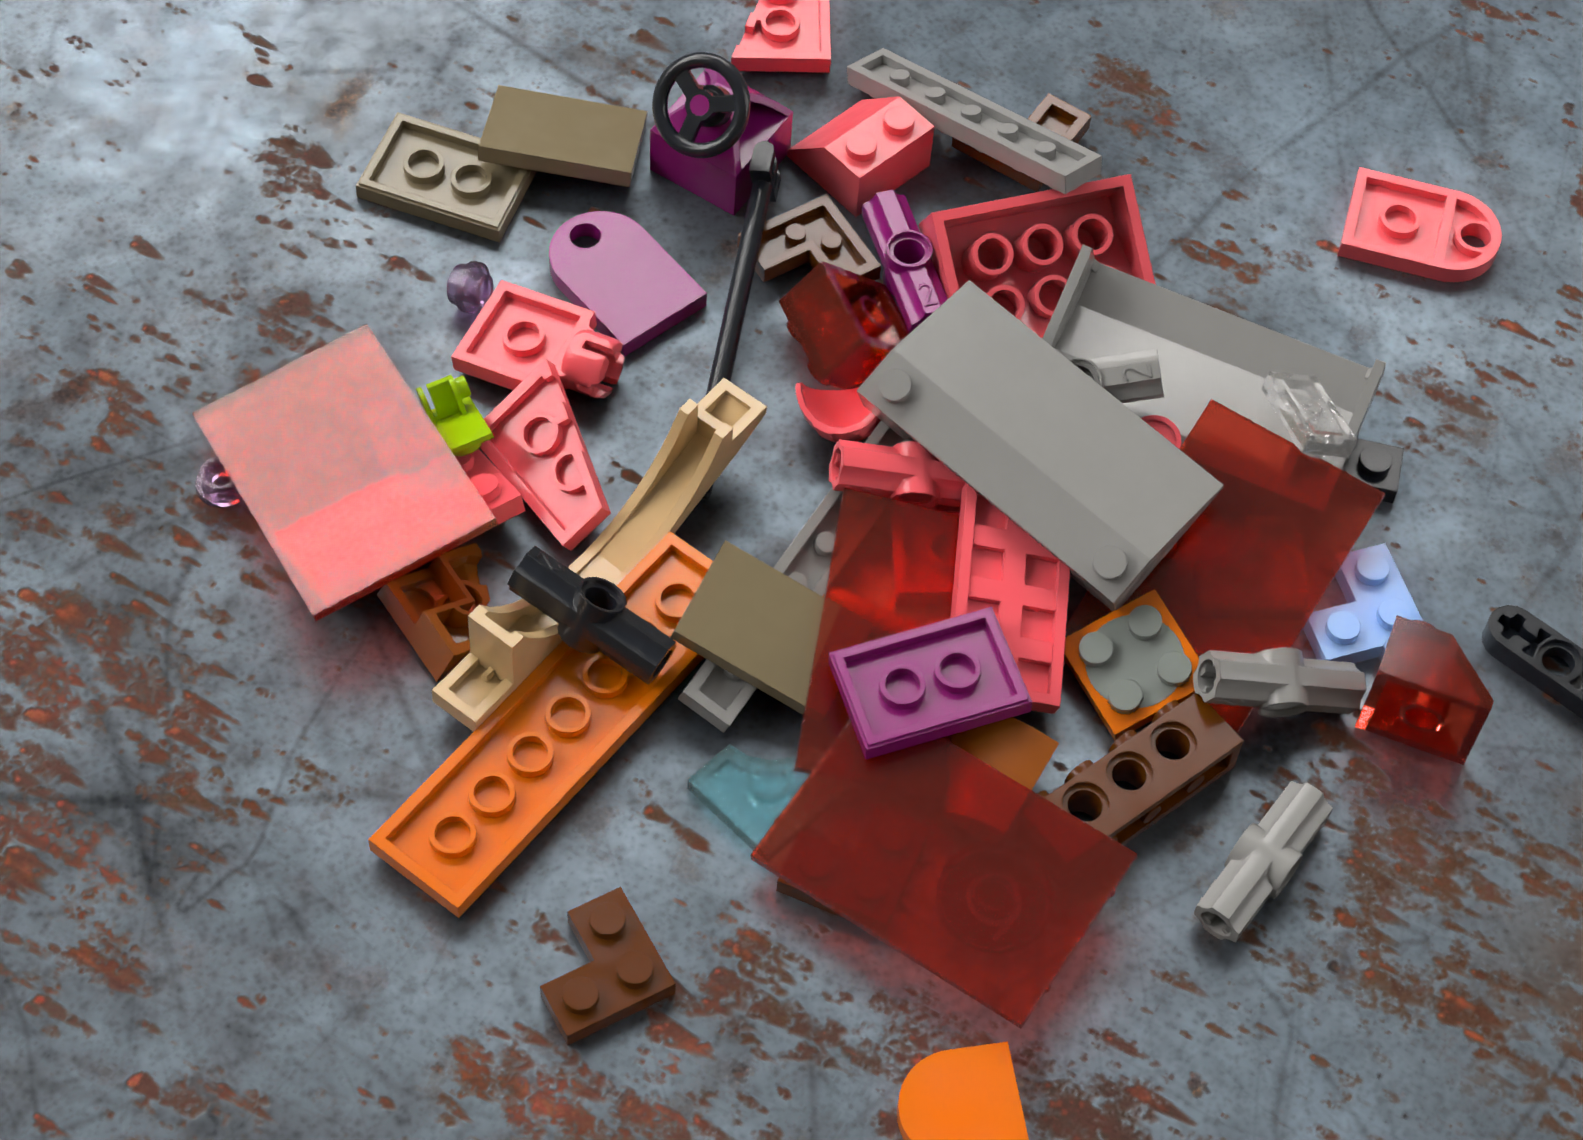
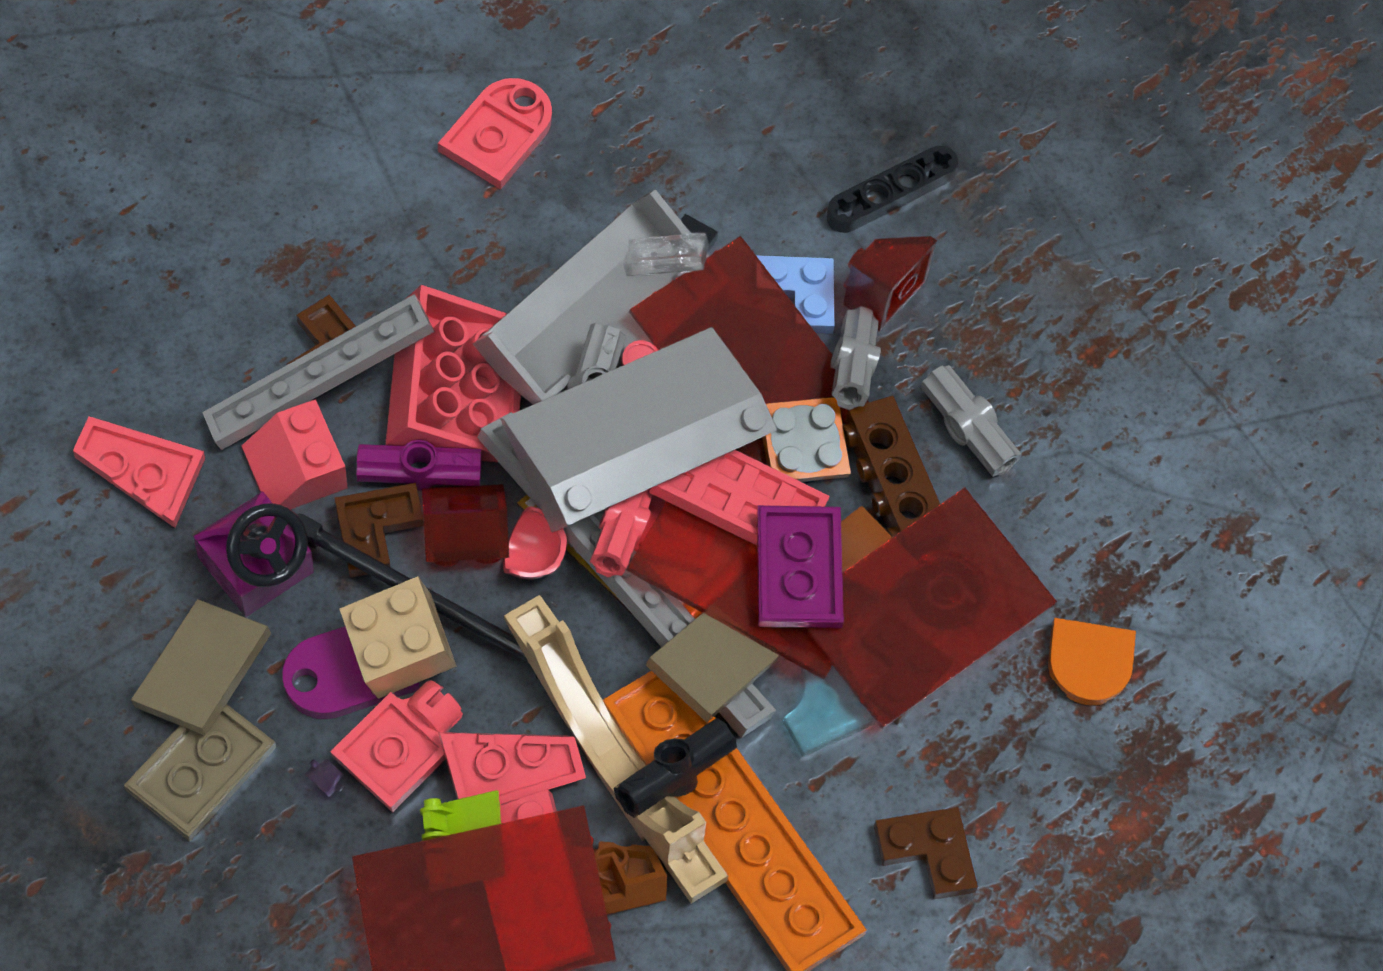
camera: 75 degrees left, 5 degrees up
(657, 288) = (397, 637): none -> tan brick

